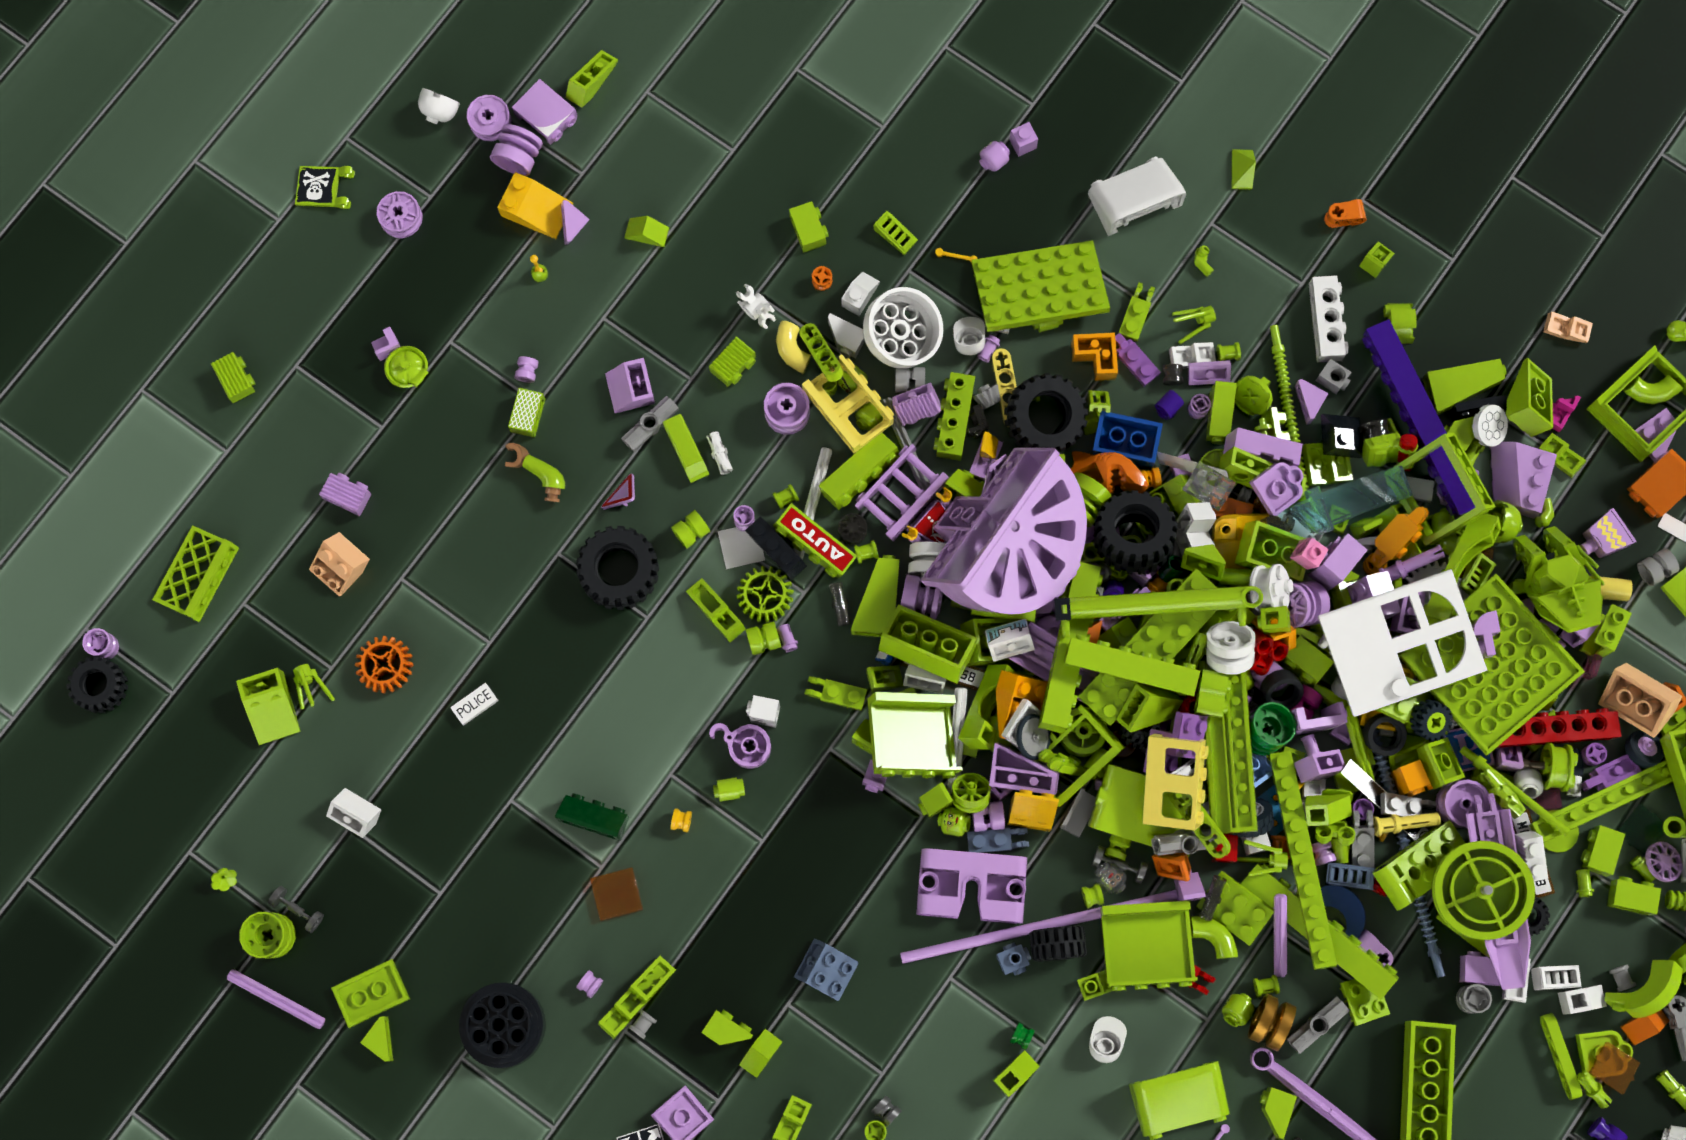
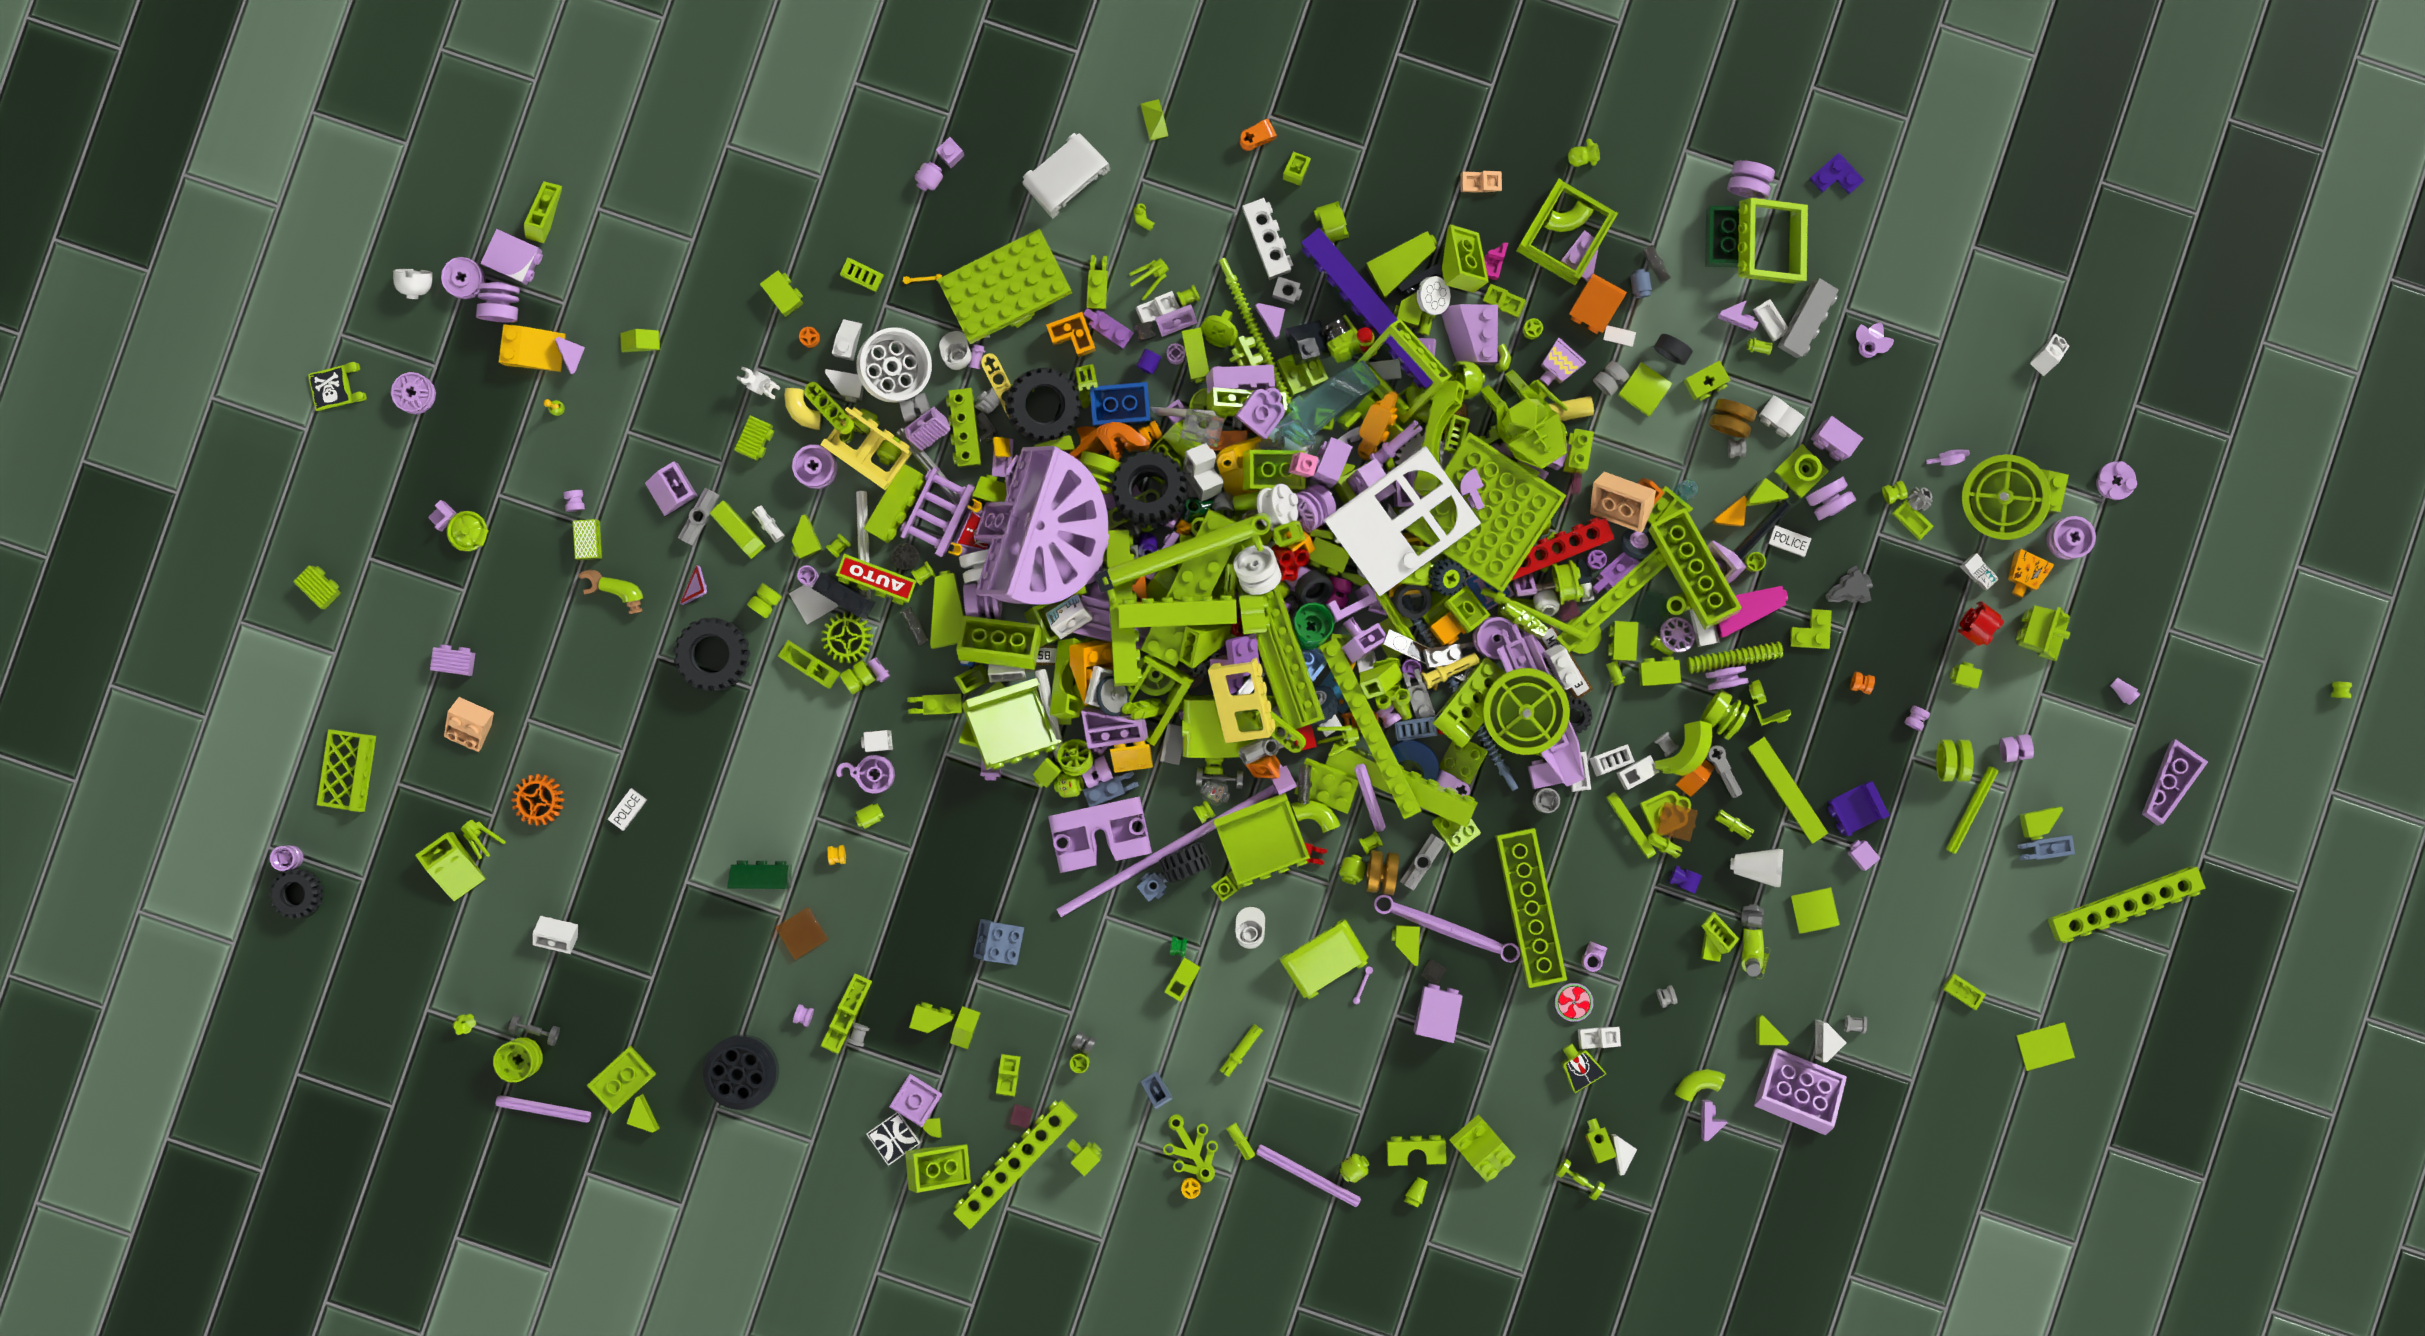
camera: 15 degrees left, 10 degrees up
(752, 480) = (805, 539): none -> lime slope
(1204, 559) = (1215, 497): lime slope -> none
(1392, 926) = (1464, 761): none -> lime hinge
(1590, 490) = (1536, 328): none -> lime wheel

